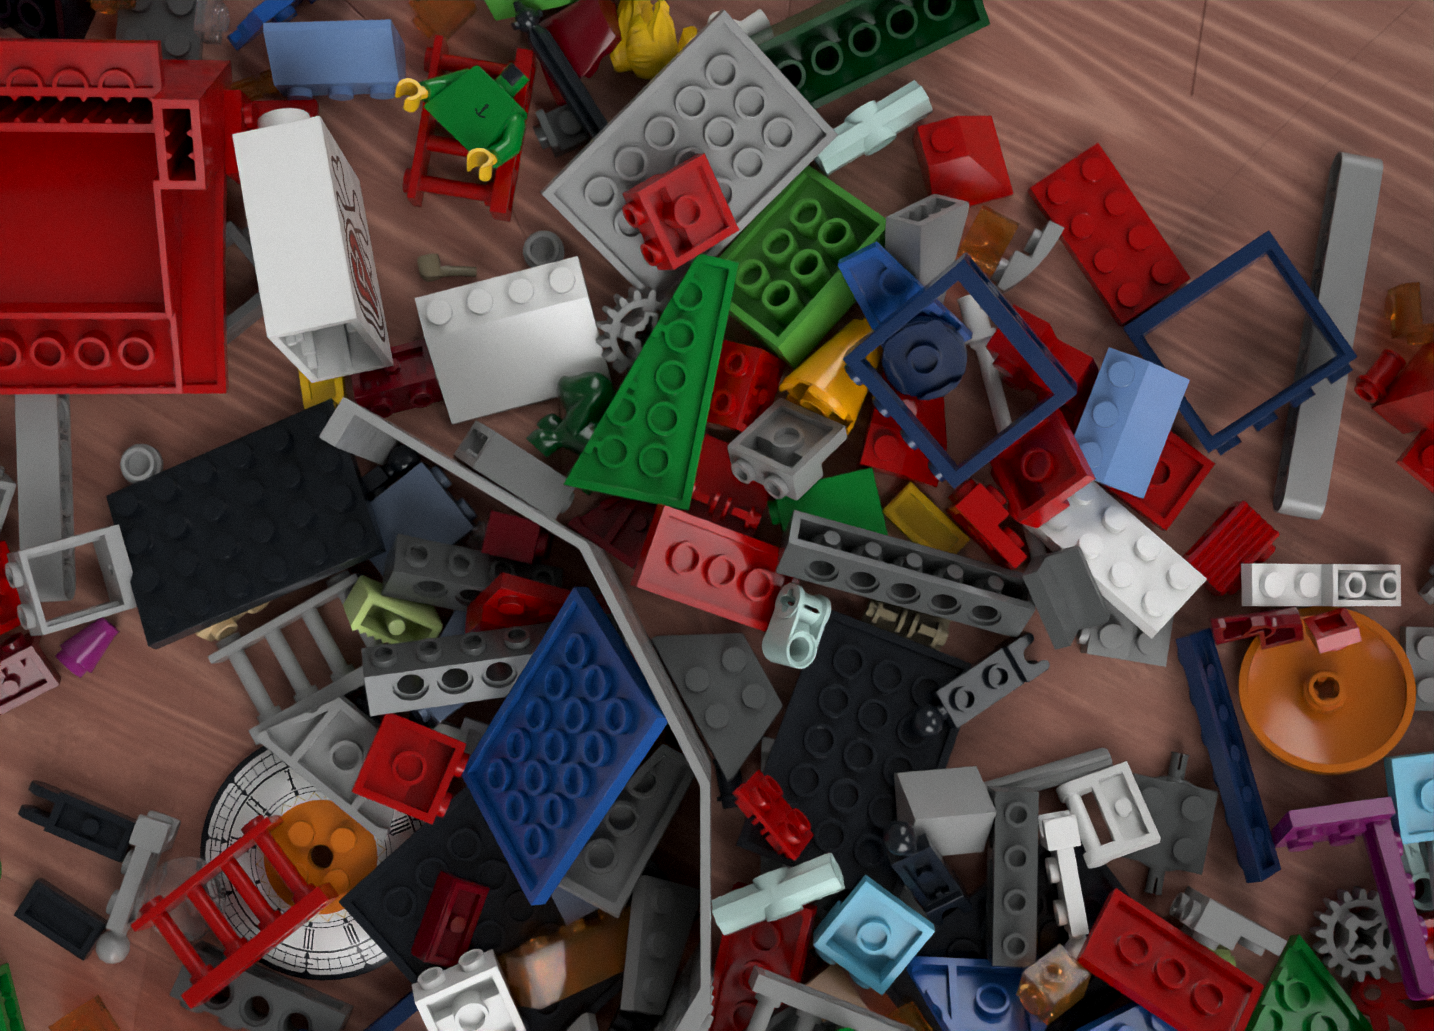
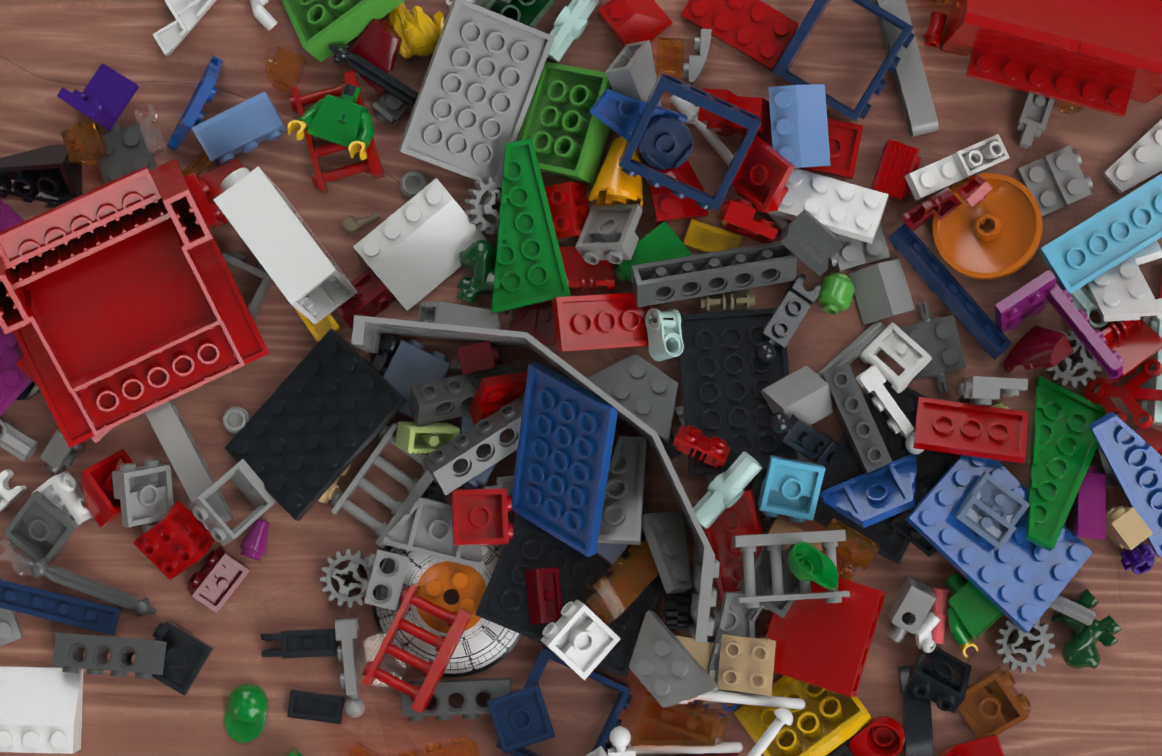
camera: 25 degrees left, 0 degrees up
(179, 751) = (345, 589): none -> light grey gear
(244, 795) = (392, 580): none -> light grey brick
(679, 213) = (484, 125): red plate -> none
(1053, 985) = (907, 467): clear orange brick -> none
(1065, 682) = (835, 293): none -> bright green head
(1129, 710) = (881, 291): none -> light grey slope
(1319, 900) = (1038, 349): none -> dark red slope

